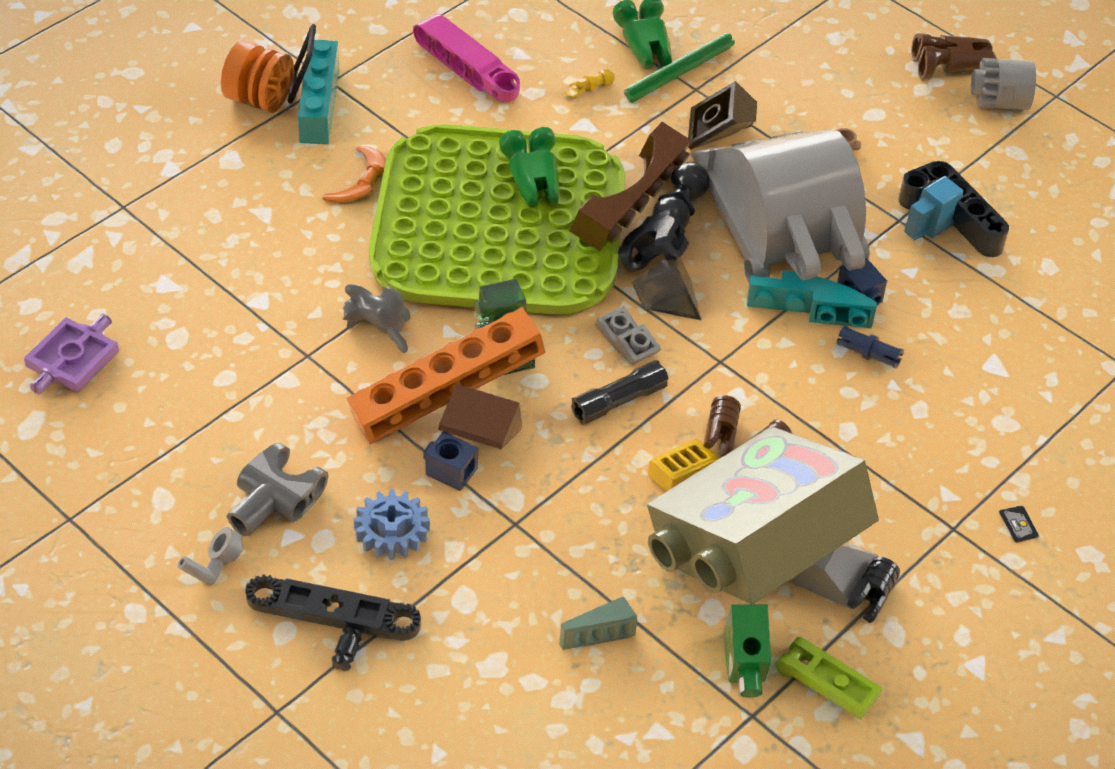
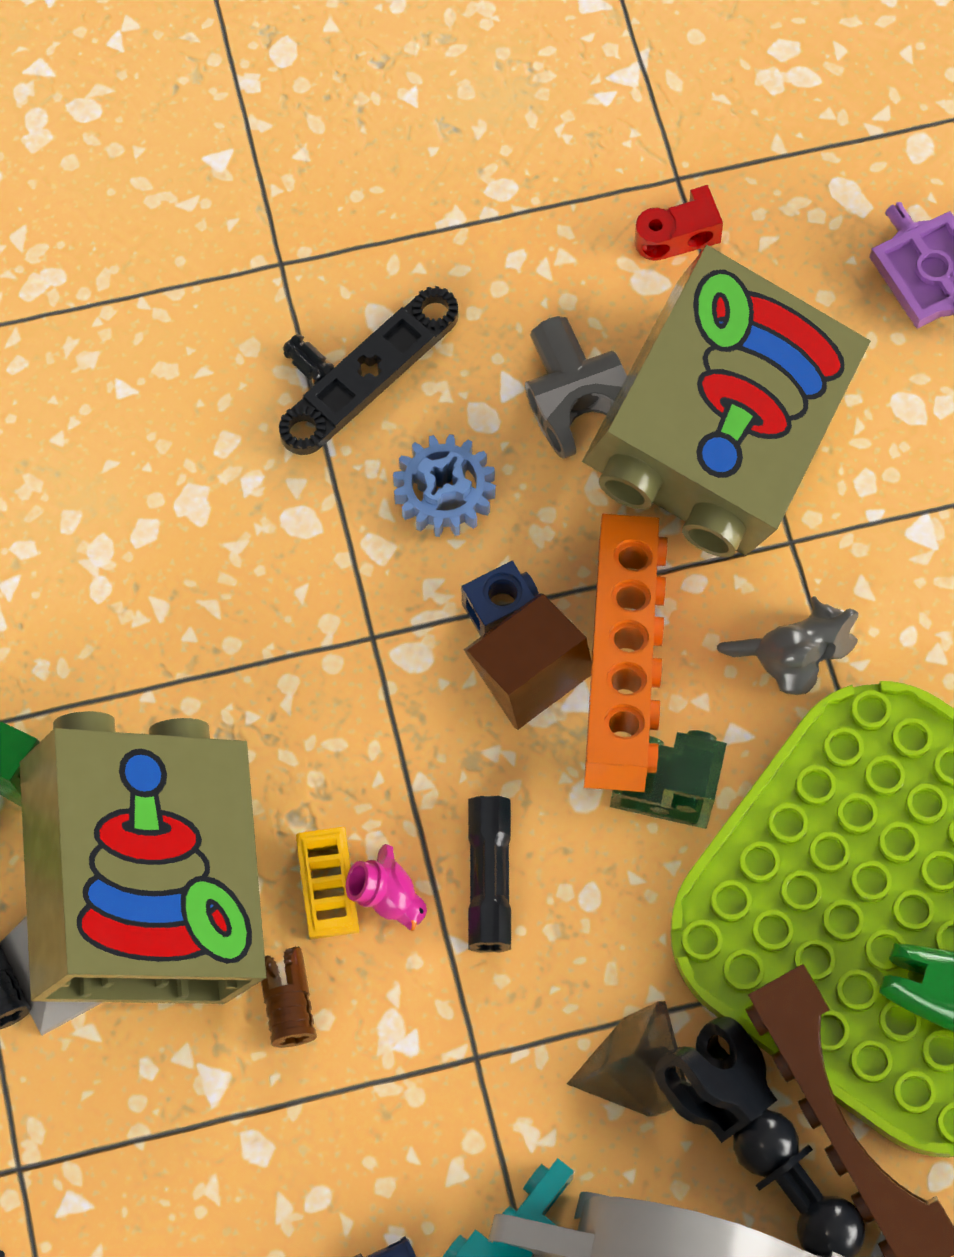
camera: 125 degrees right, 20 degrees up
(115, 489) = (679, 228): none -> red leg
(223, 549) = (519, 297): light grey plate -> none
(253, 388) = (725, 405): none -> olive brick
(603, 624) = (151, 640): sand green slope -> none
(626, 336) = (586, 953): light grey slope -> none
(665, 432) = (386, 889): none -> dark pink animal
(722, 423) = (357, 972): reddish brown hinge -> none

